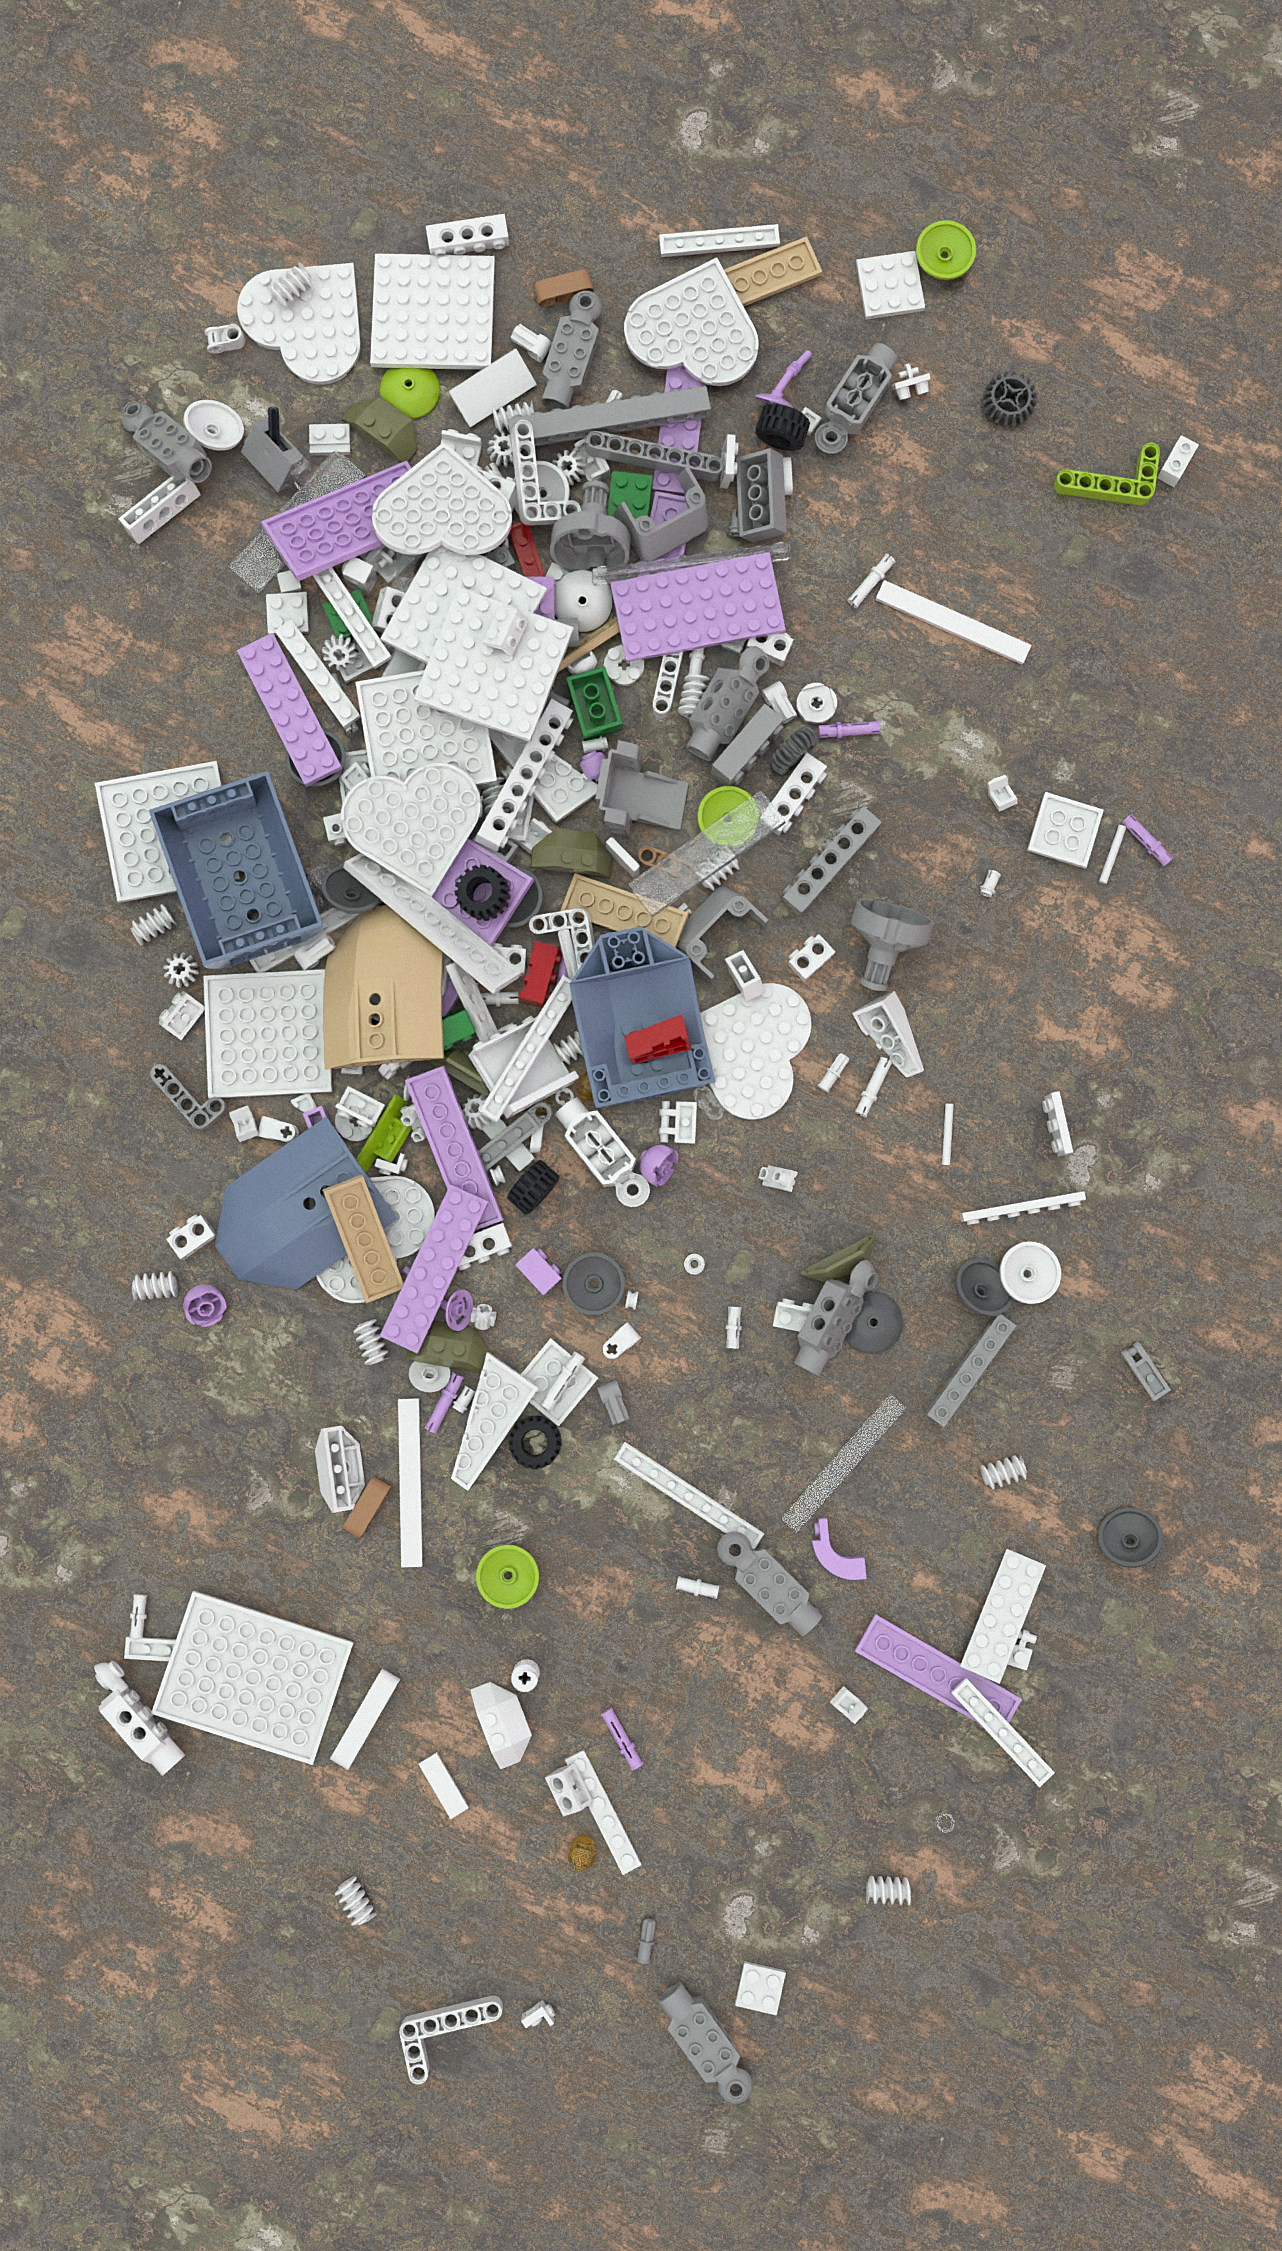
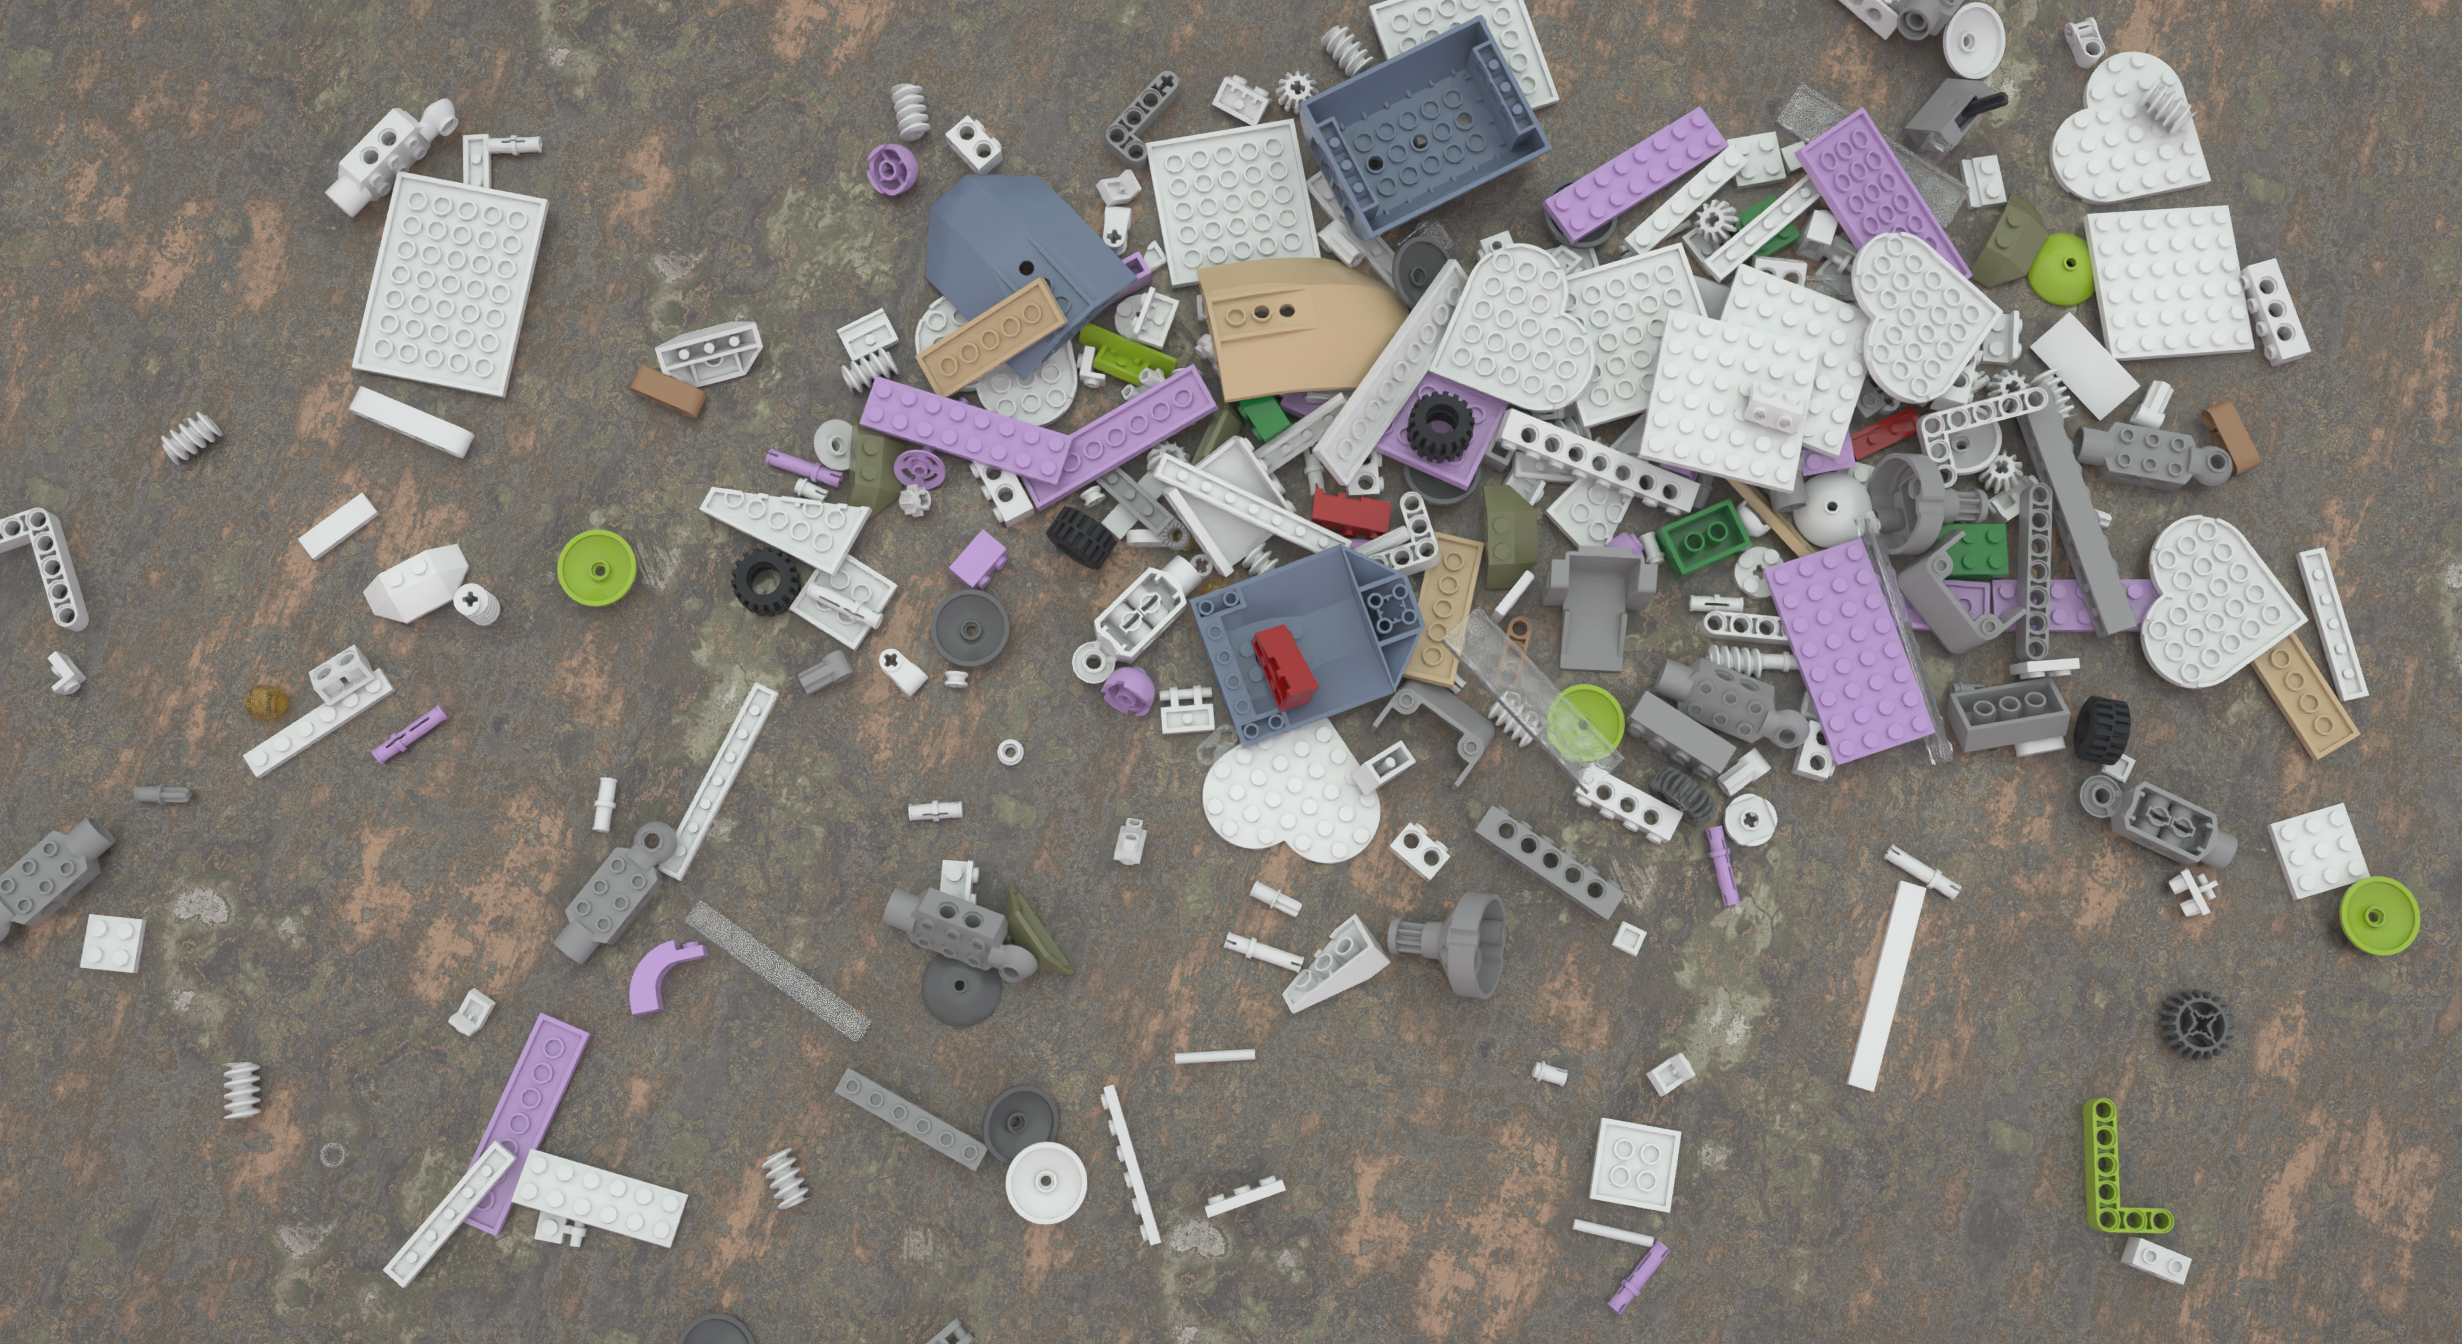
camera: 80 degrees right, 5 degrees down
(340, 1340) = (868, 335): none -> white plate
(410, 1482) = (703, 440): white tile -> none
(645, 702) = (1697, 603): none -> white pin
(791, 371) = (2178, 735): lavender dish -> none
(895, 809) = (1628, 938): none -> white tile

